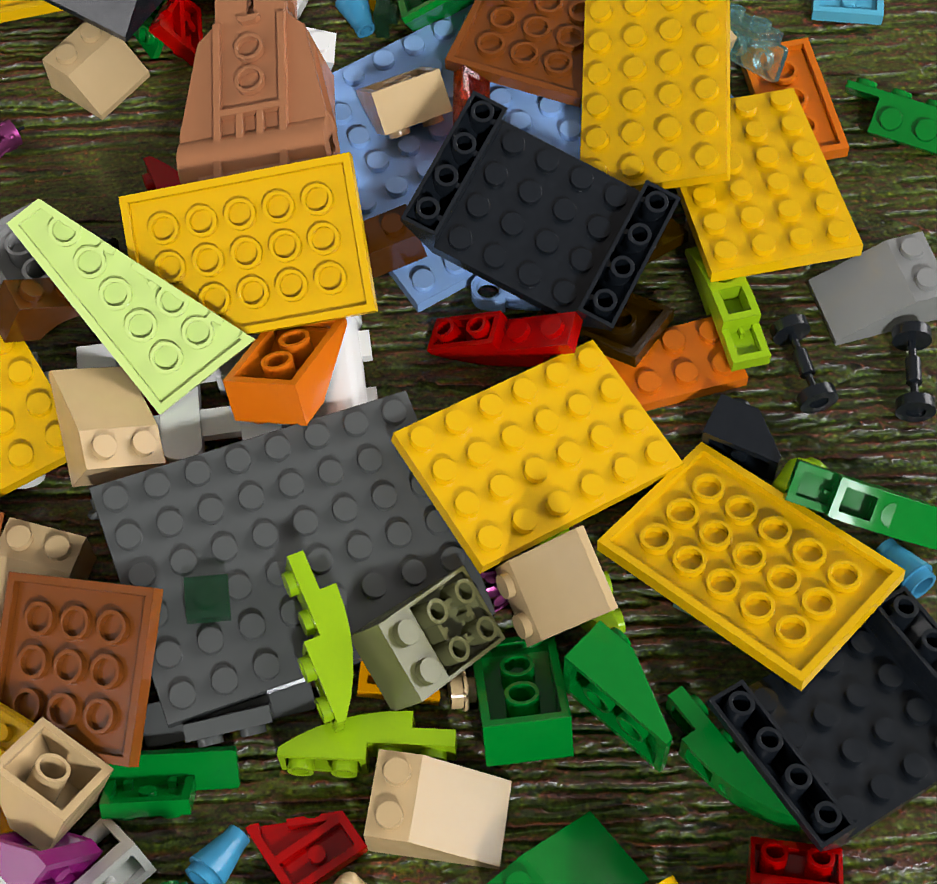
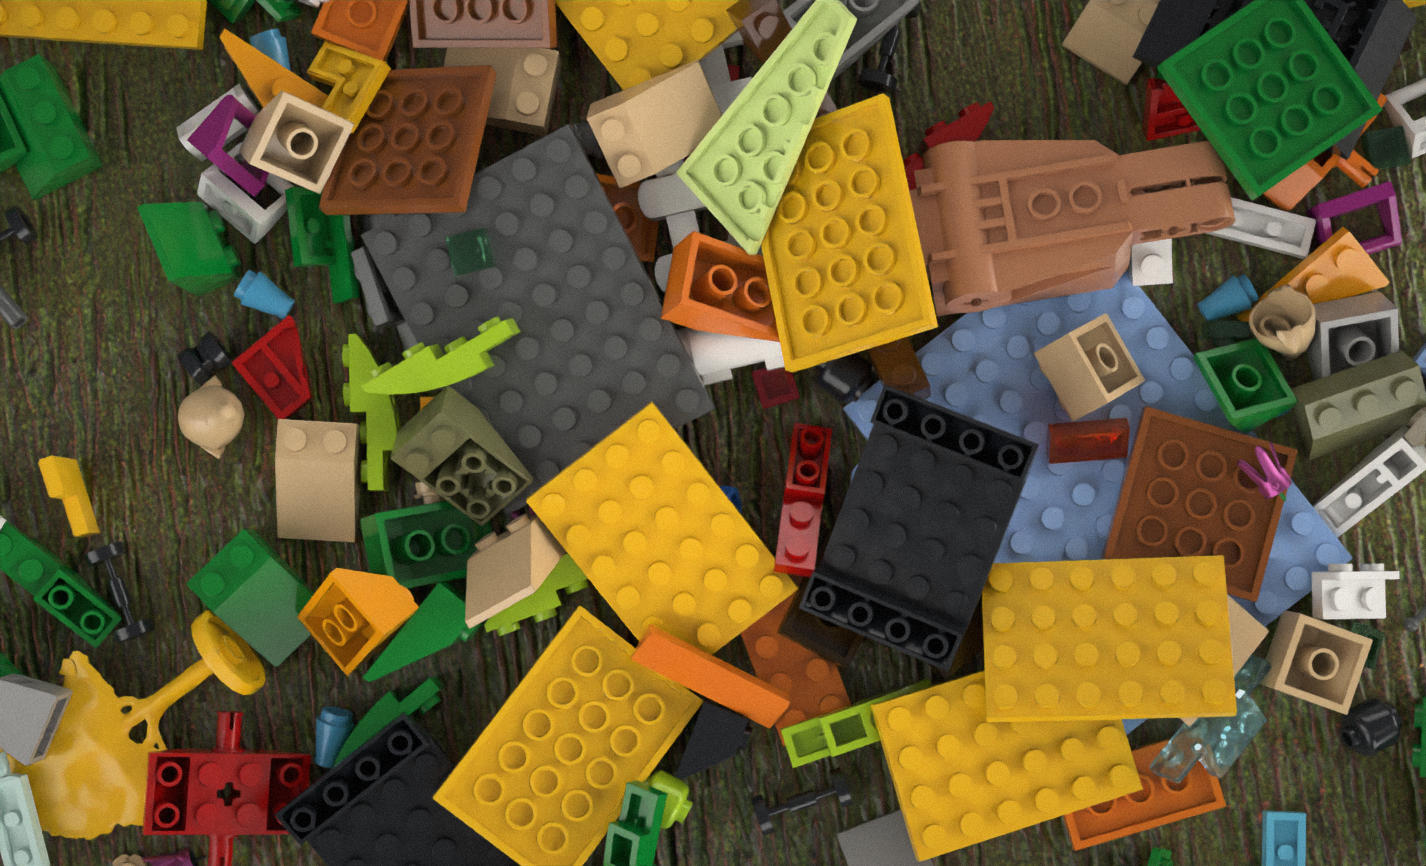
camera: 80 degrees right, 25 degrees up
(389, 360) = (774, 387): none -> dark red plate
(393, 301) = (845, 377): none -> black head
(598, 753) = (356, 615): none -> light orange slope
(677, 421) = (710, 676): none -> orange slope
(728, 816) = (332, 731): none -> dark azure cone

